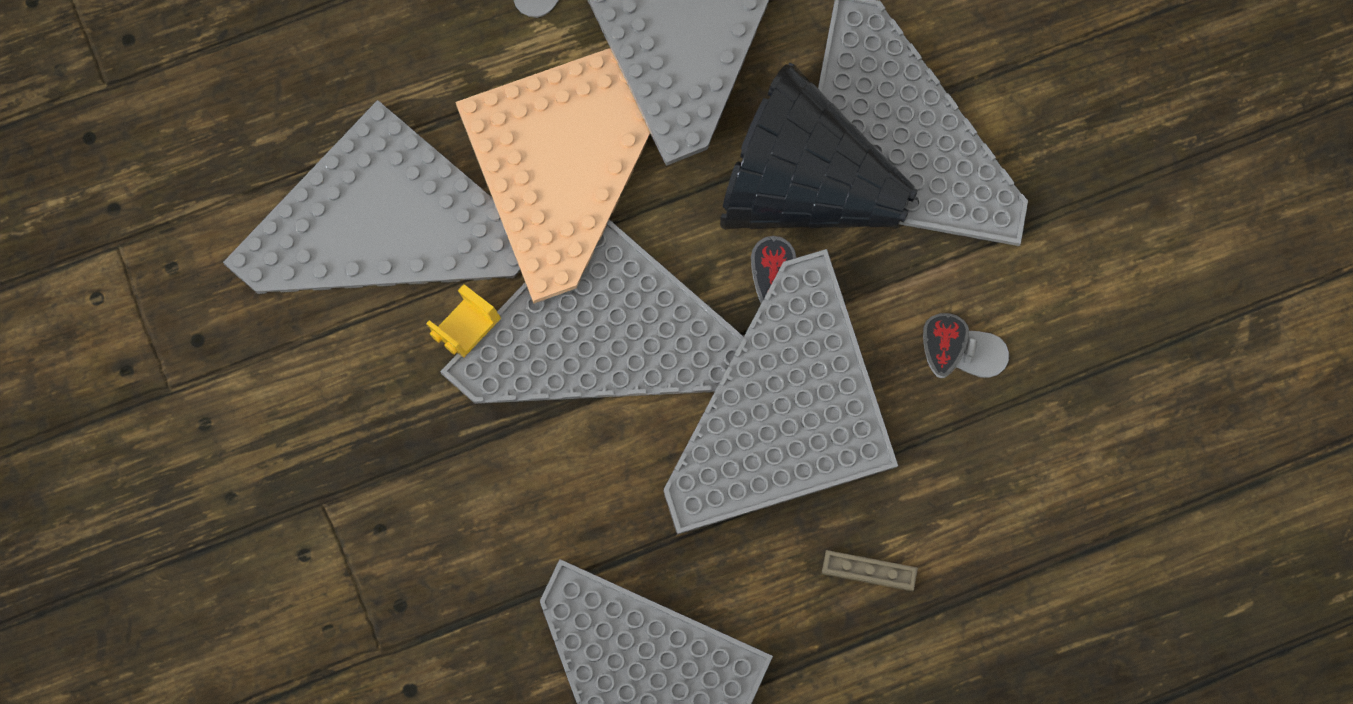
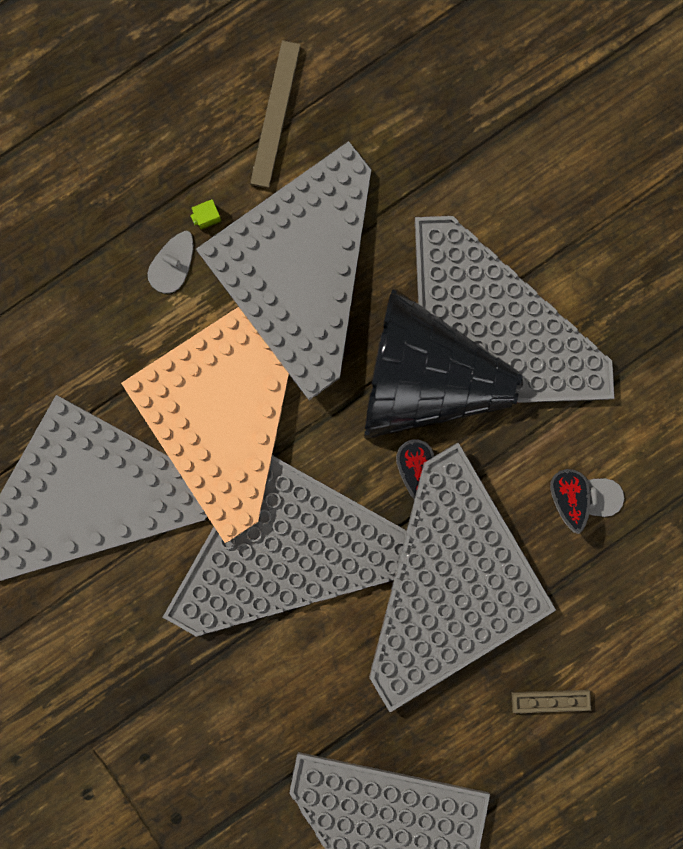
camera: 15 degrees left, 10 degrees up
(466, 323) = (173, 573): yellow panel -> none

